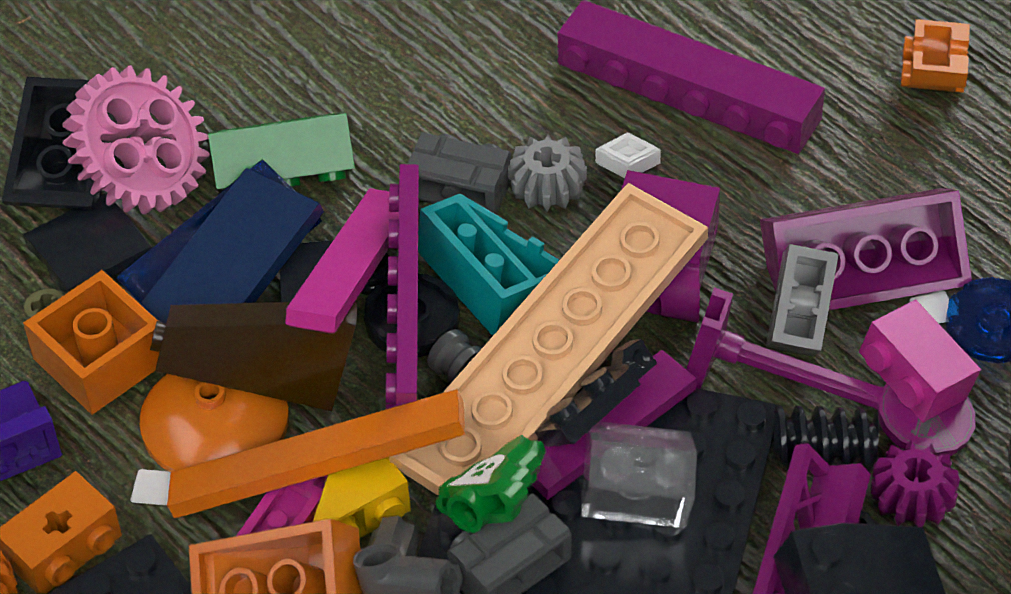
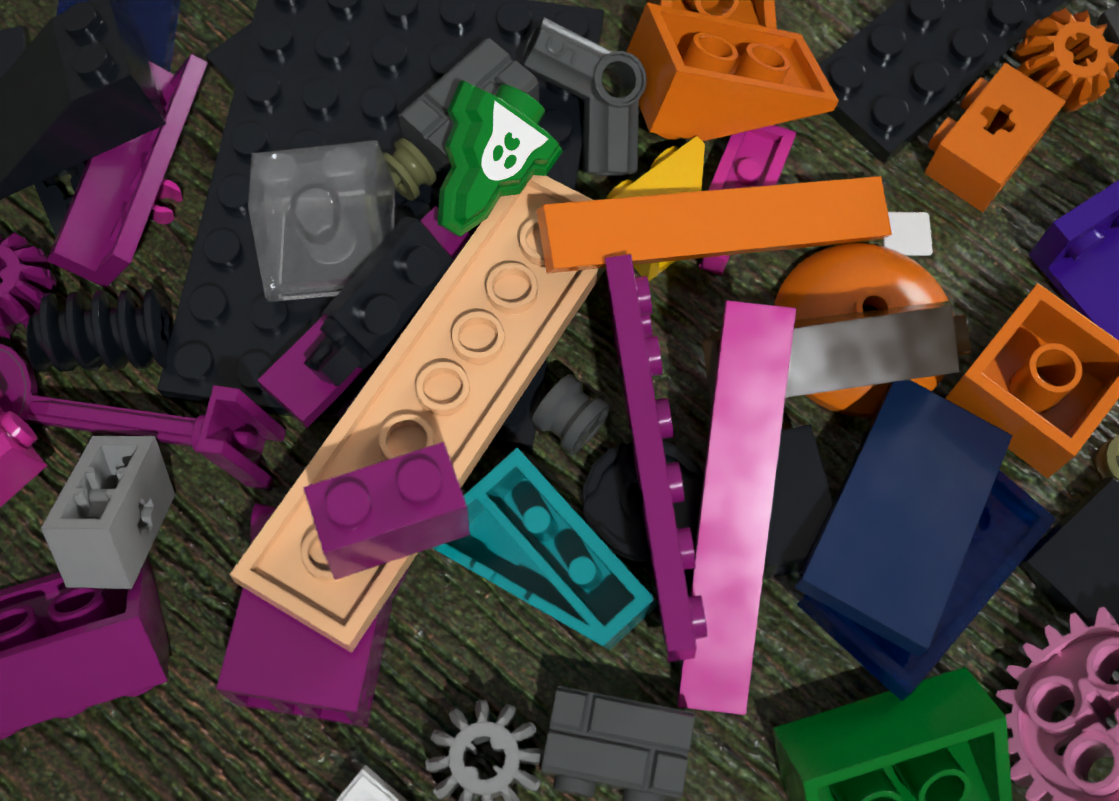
camera: 170 degrees right, 20 degrees up
(572, 512) = (409, 169): none -> olive bush
(594, 231) = (388, 510): none -> magenta brick

